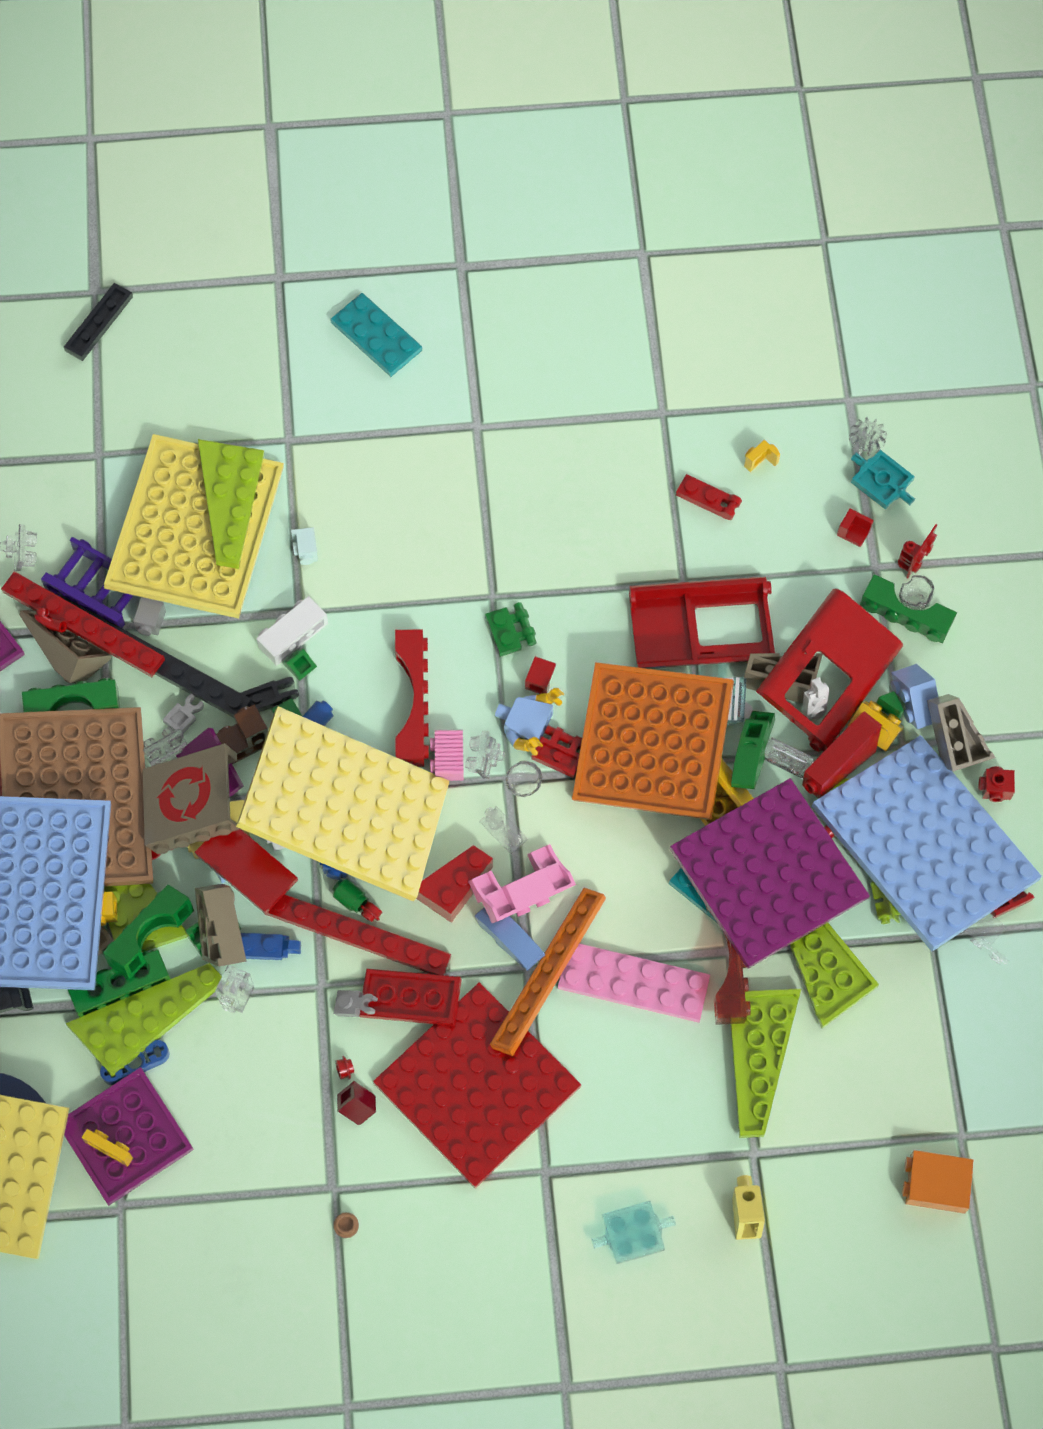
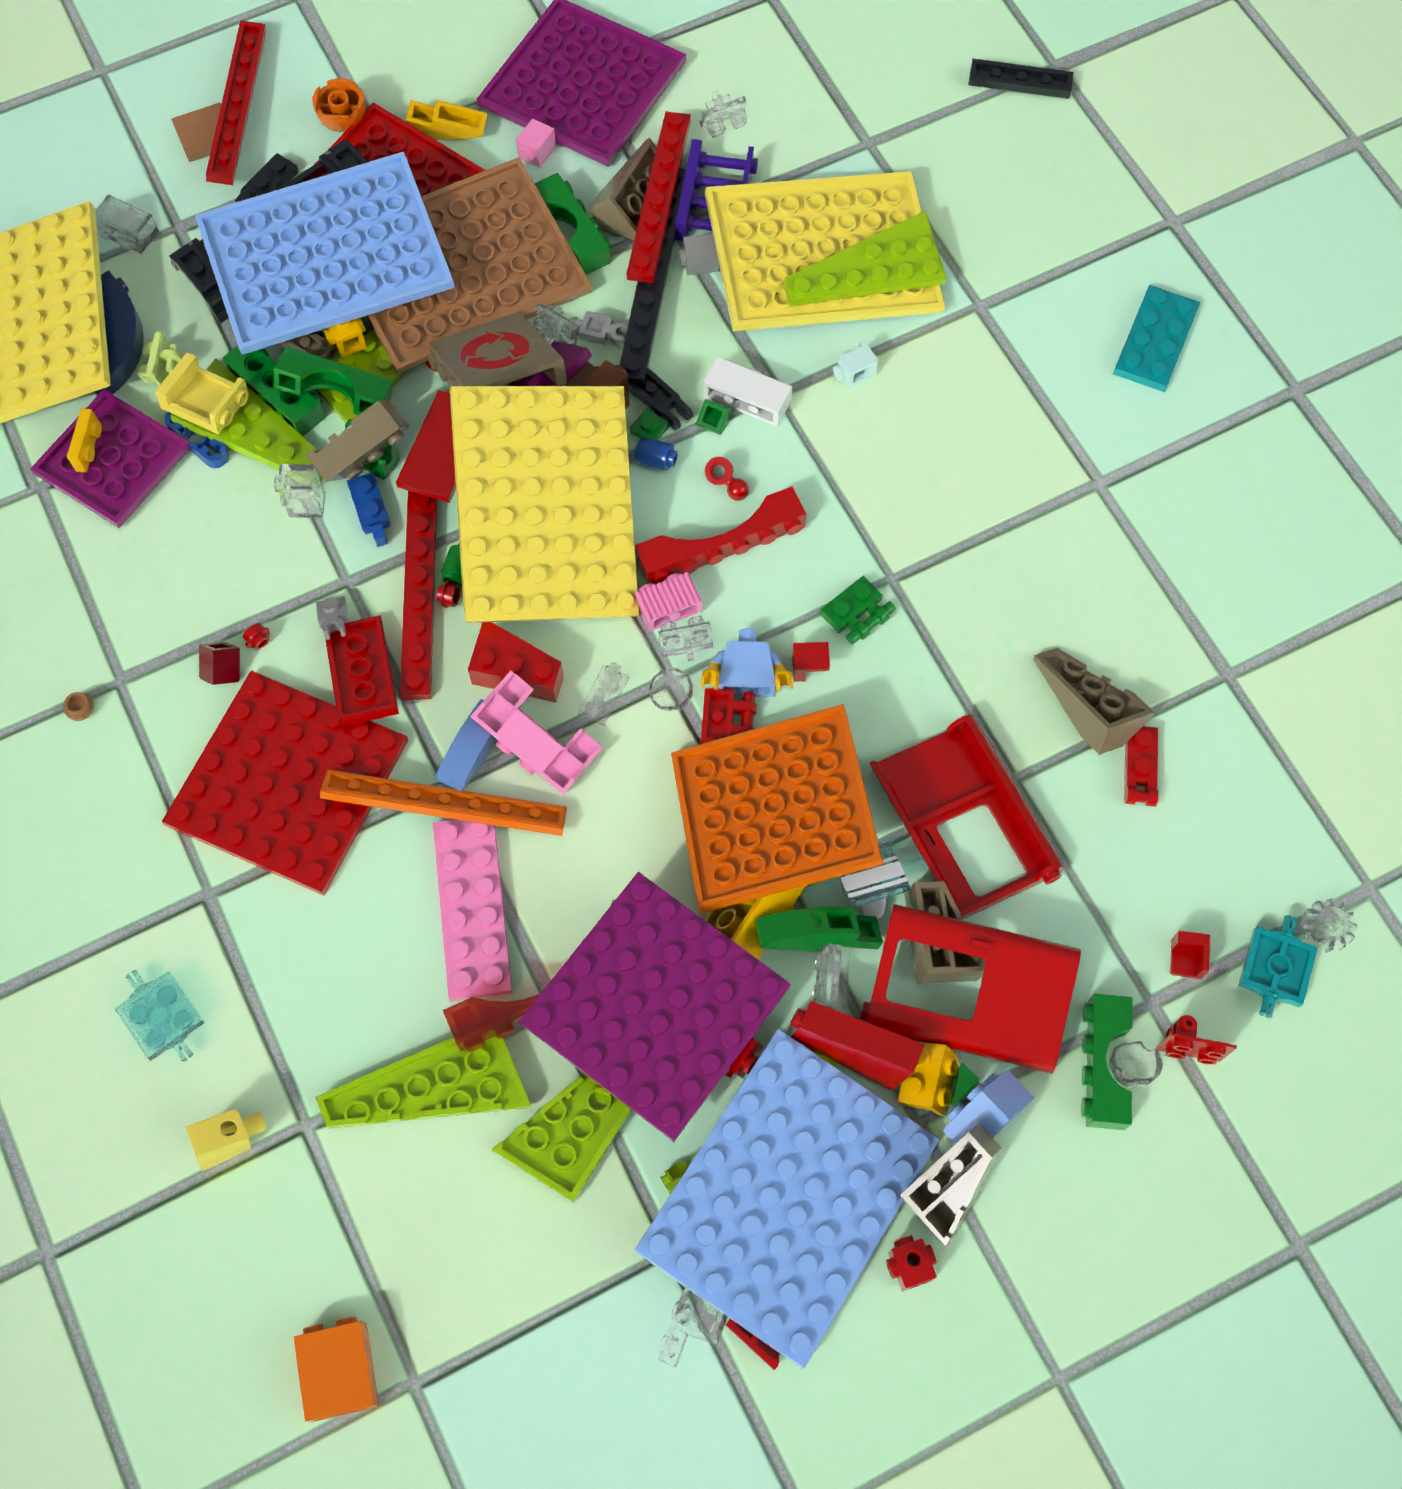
camera: 70 degrees right, 0 degrees up
(37, 1064) = (161, 357): none -> yellowish green hips
(51, 623) = (646, 154): red arm -> none
(110, 1038) = (201, 395): none -> light yellow panel
(370, 672) = (736, 488): none -> red plate
(658, 504) = (1096, 708): none -> dark tan wedge
(764, 450) = (1231, 802): yellow bracket -> none
(815, 700) = (919, 984): white hinge -> none

